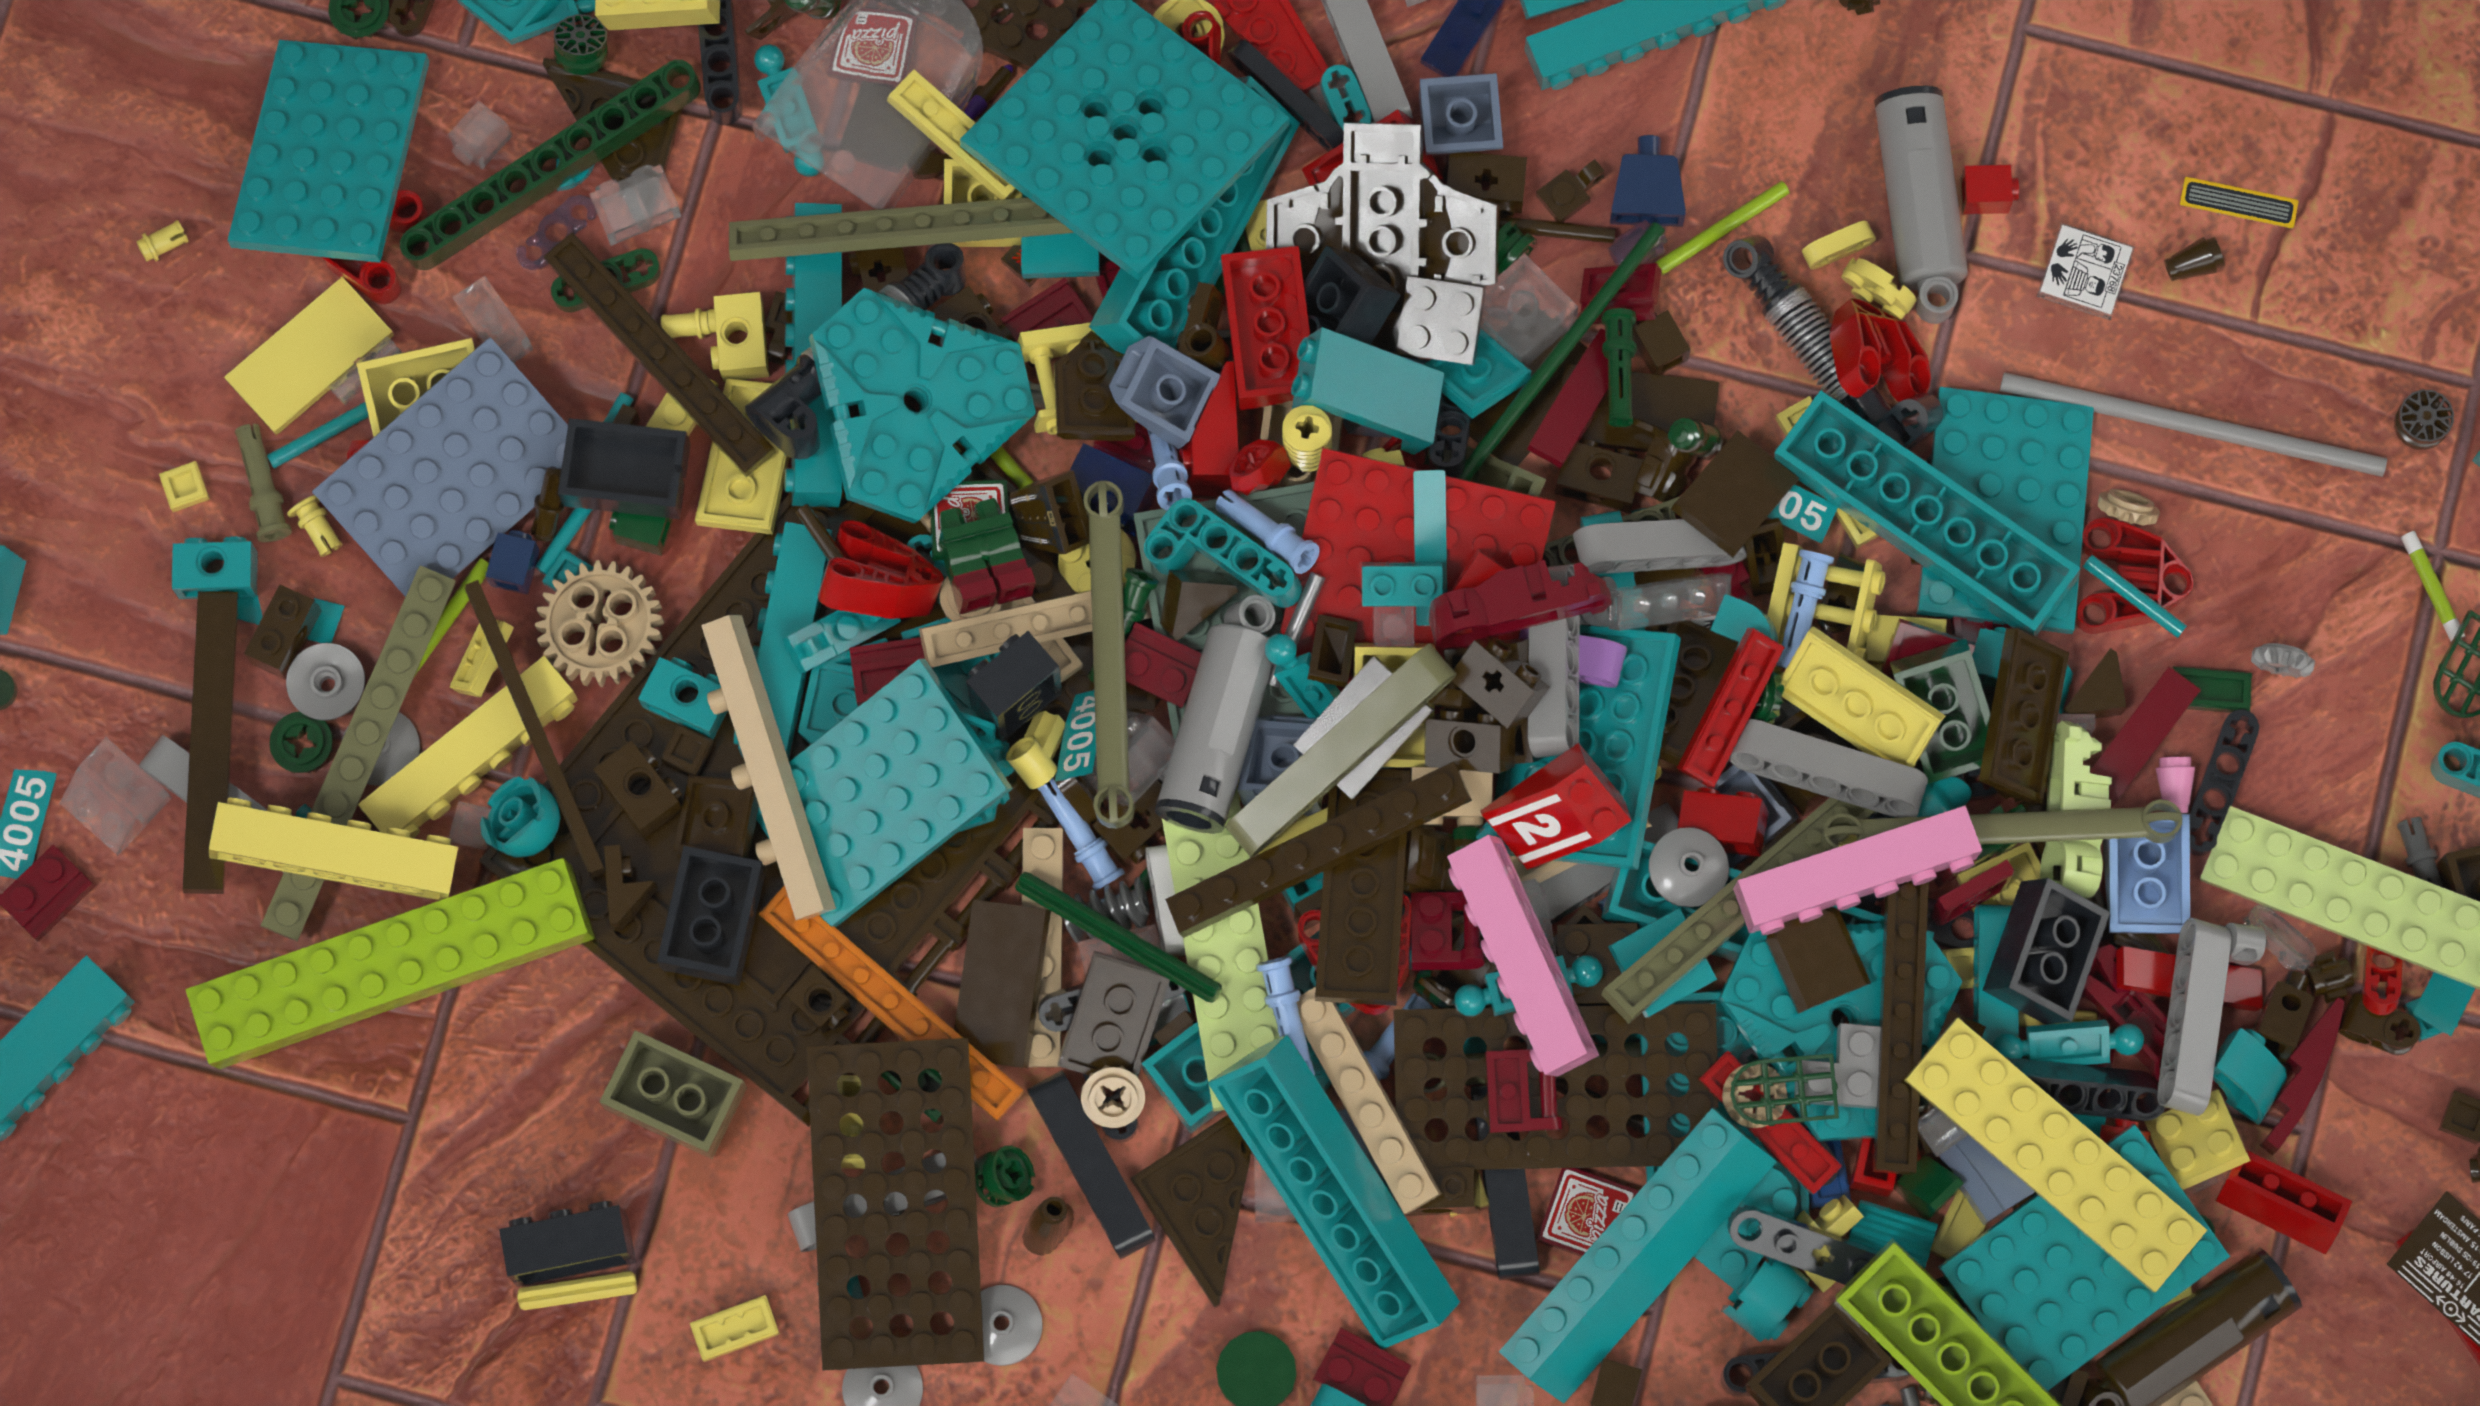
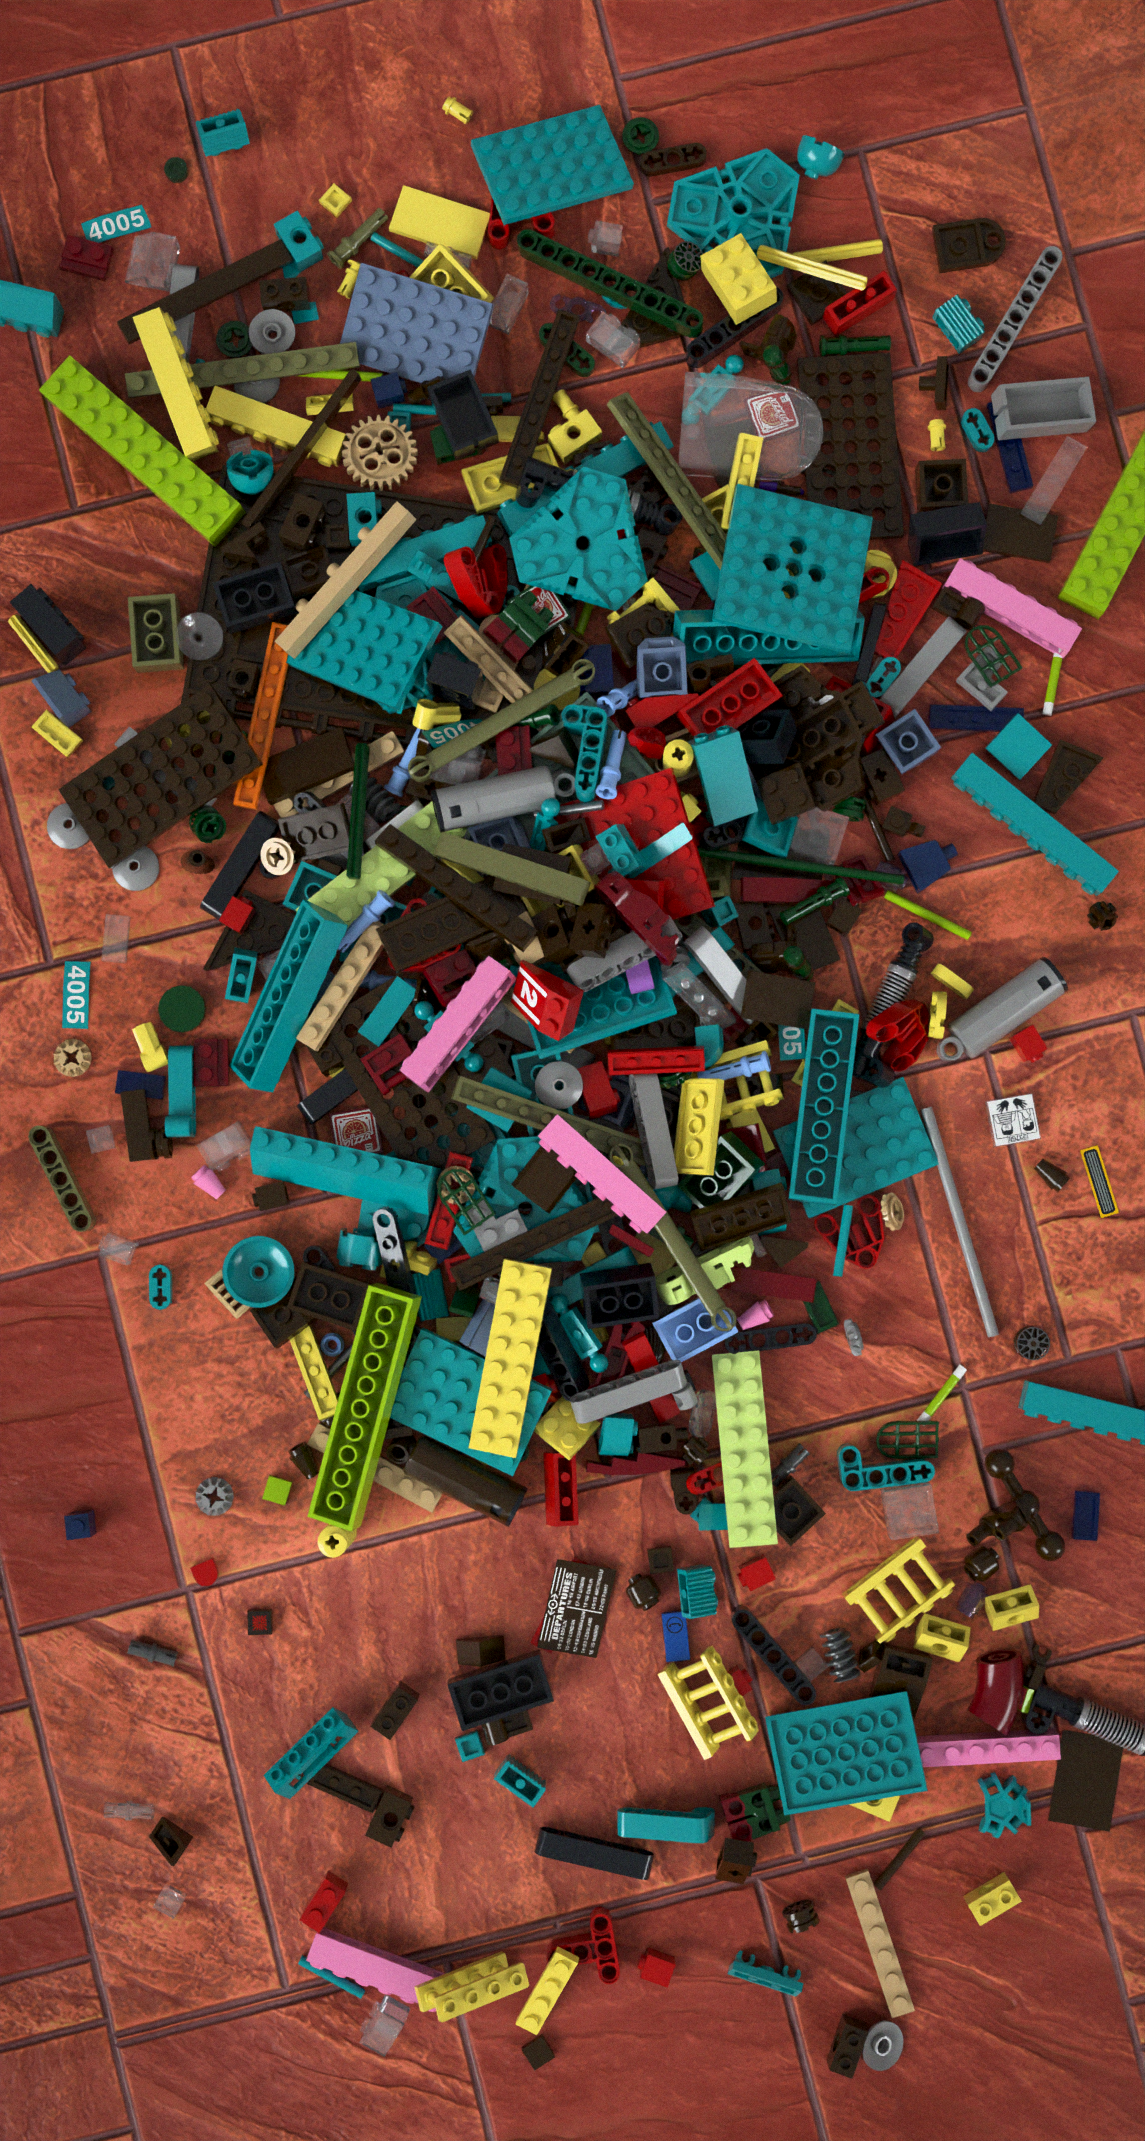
camera: 60 degrees right, 10 degrees up
(687, 1286) = (62, 696): none -> sand blue slope
(718, 1014) = (205, 626): none -> clear dish
(1165, 1204) = (238, 914): none -> red brick
(1259, 1249) = (241, 975): none -> teal brick
(1441, 1055) = (388, 1011): none -> teal sticker
(1566, 509) = (720, 914): none -> teal brick

